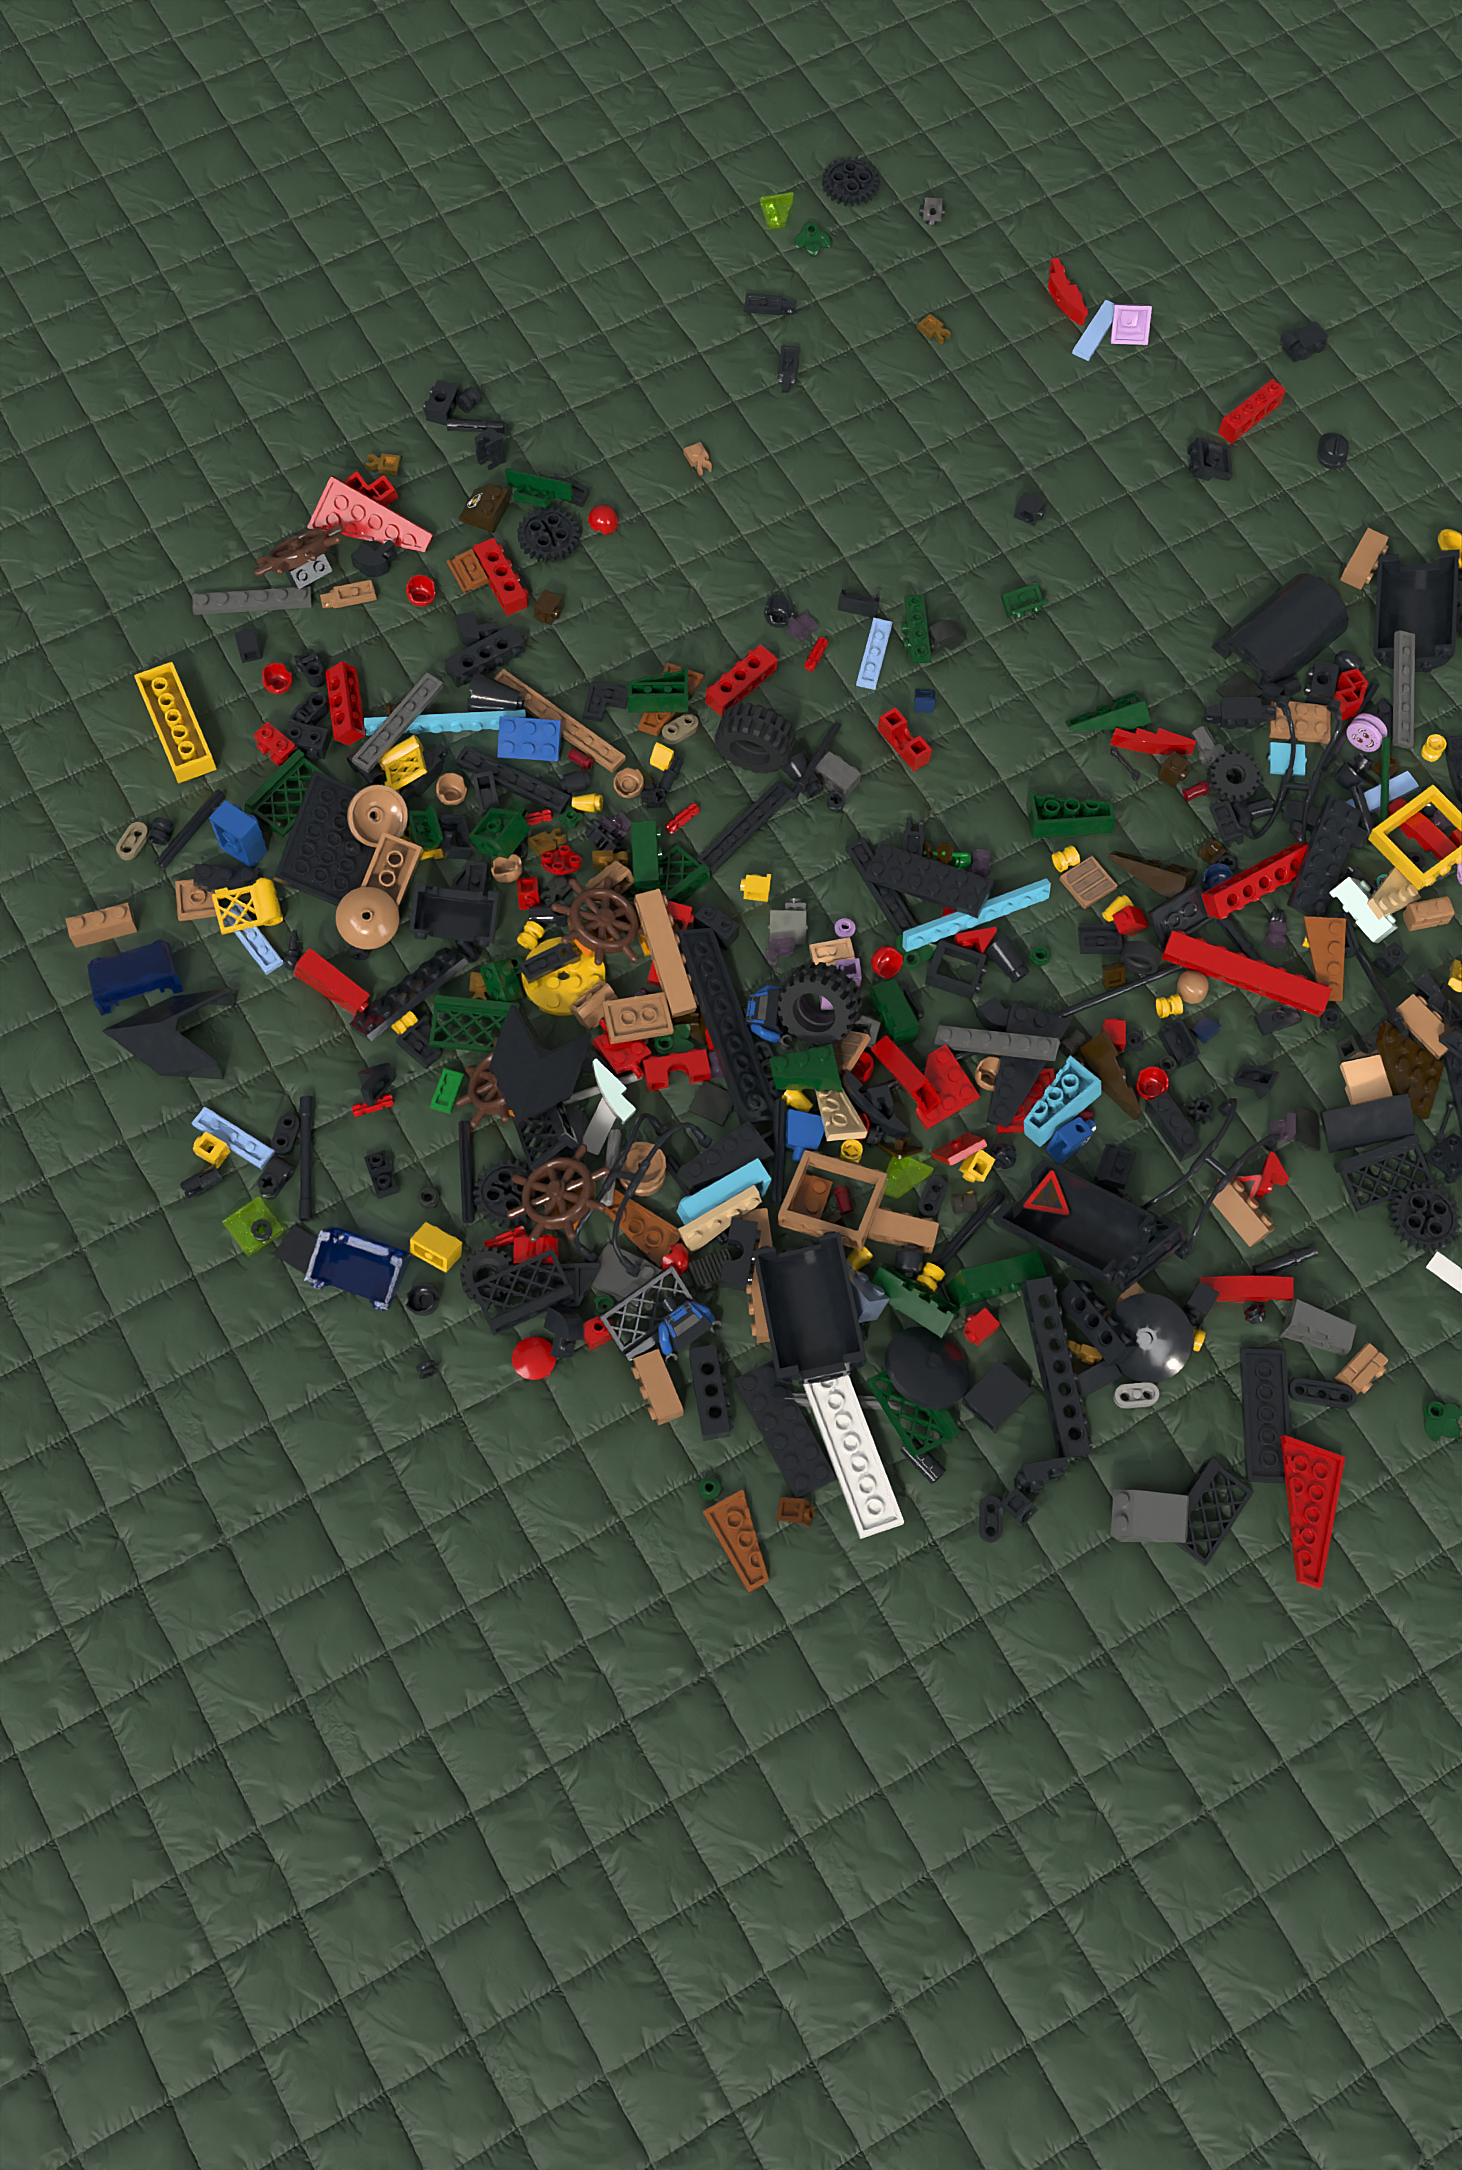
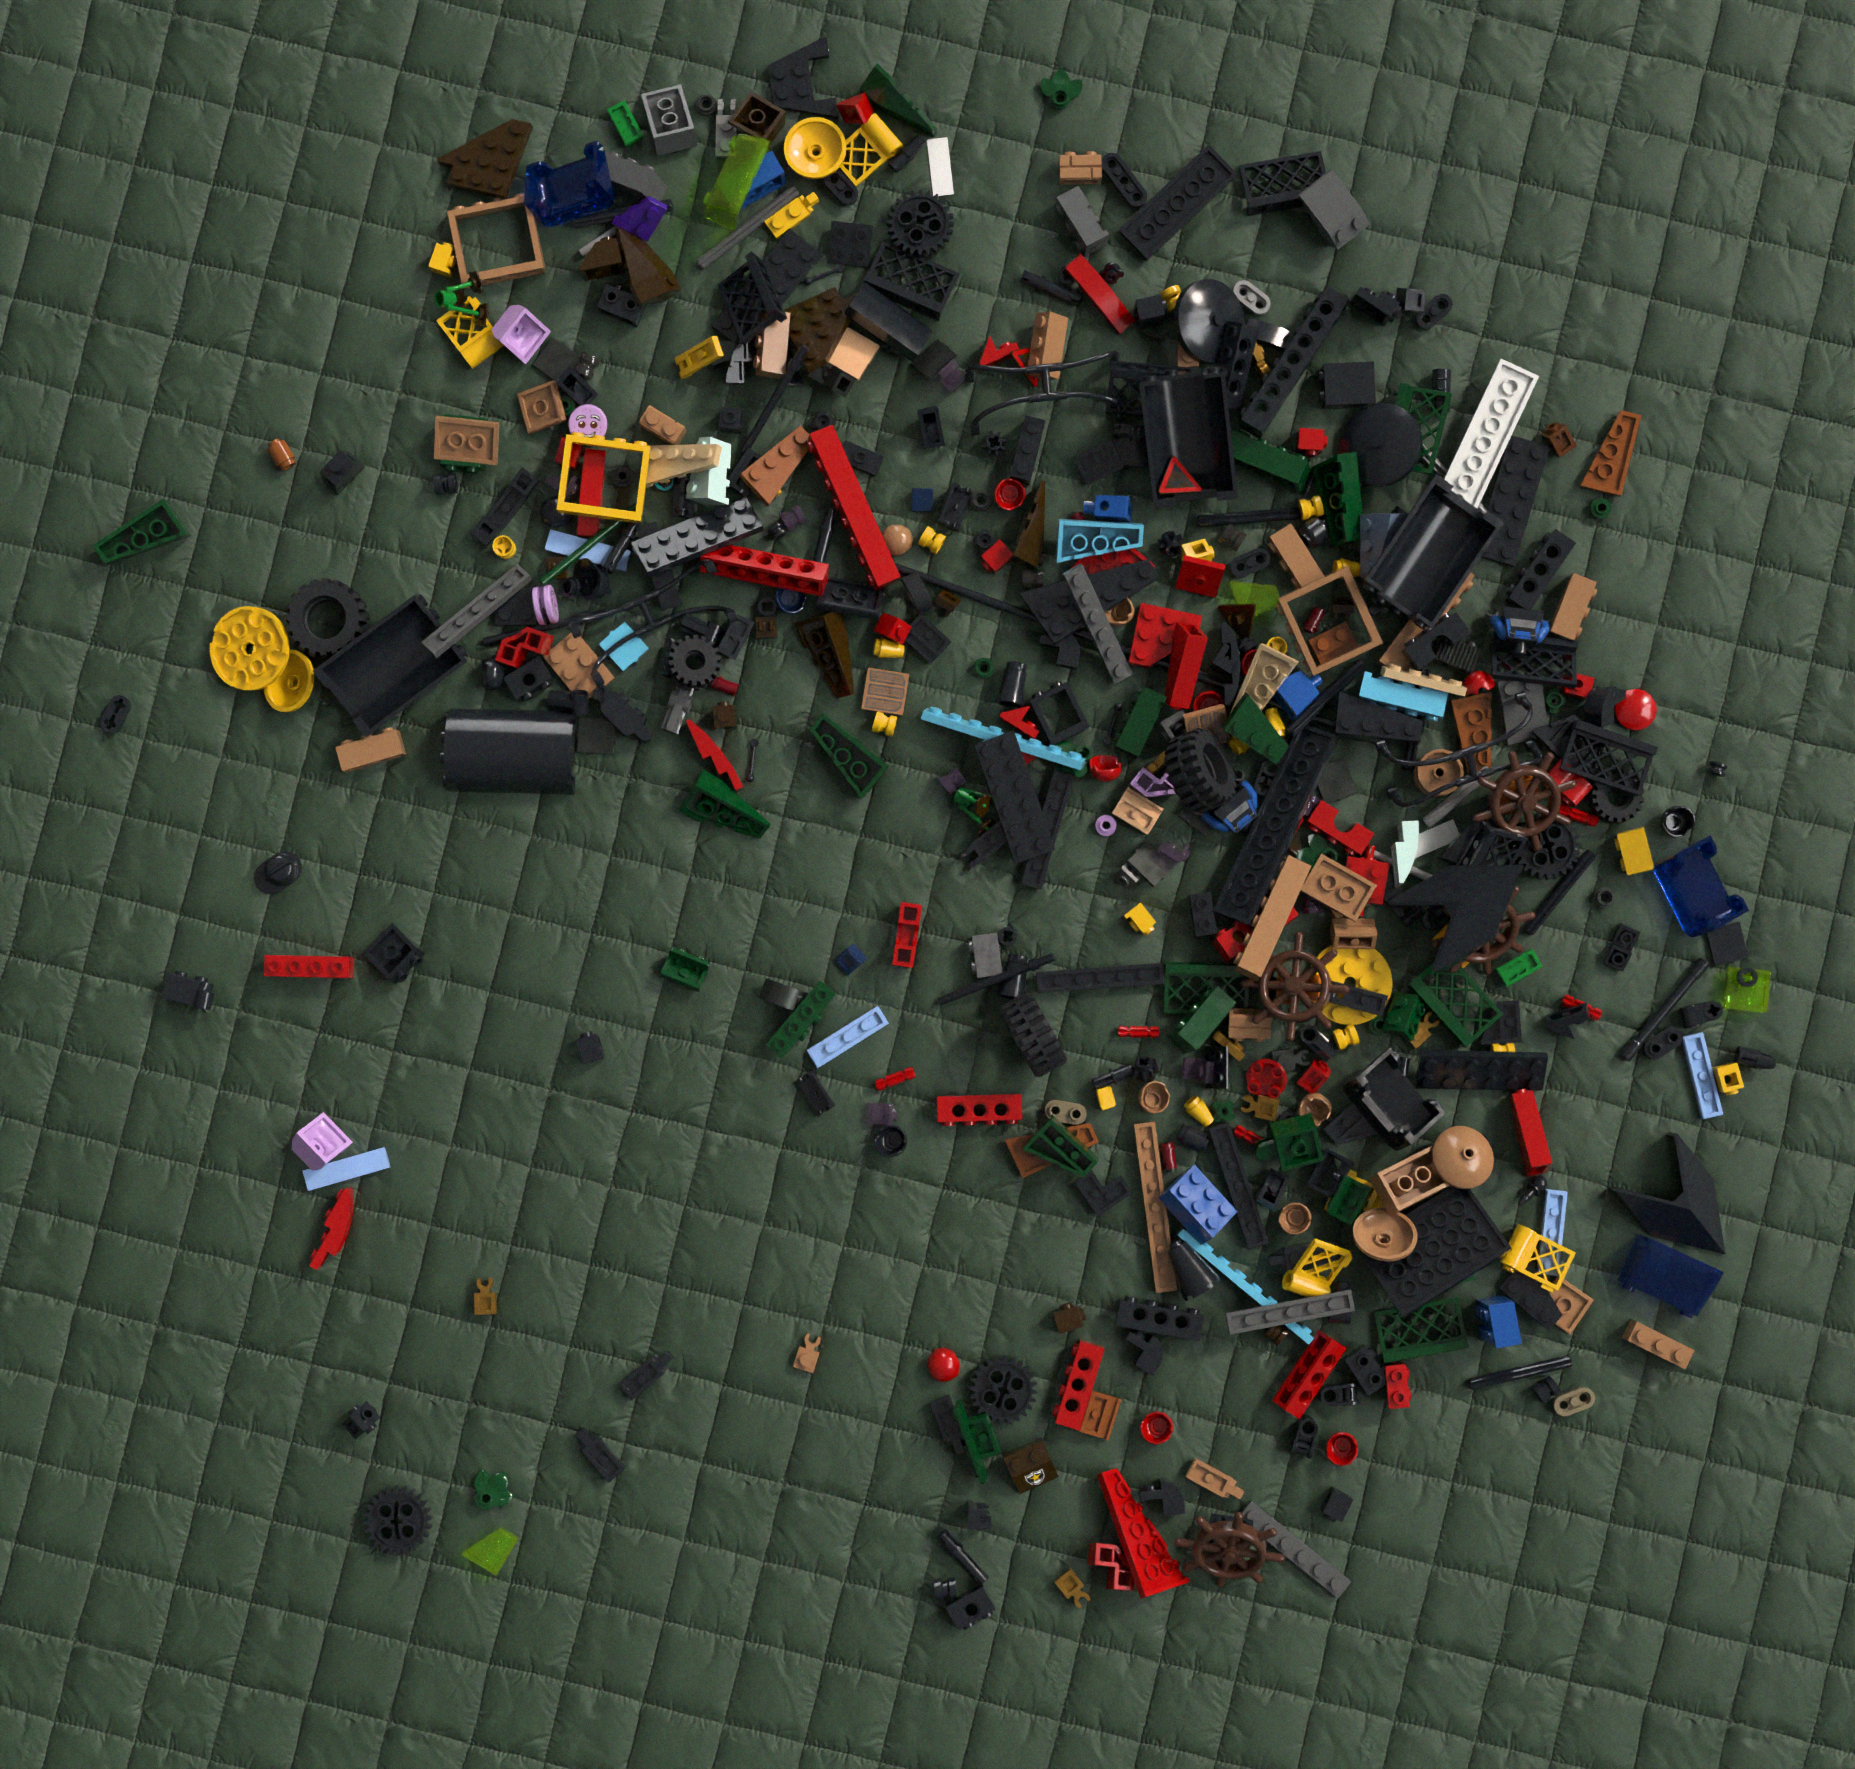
camera: 130 degrees left, 20 degrees up
(175, 722) = (1456, 1480): yellow brick -> none
(1312, 1496) = (1203, 126): red wing -> none

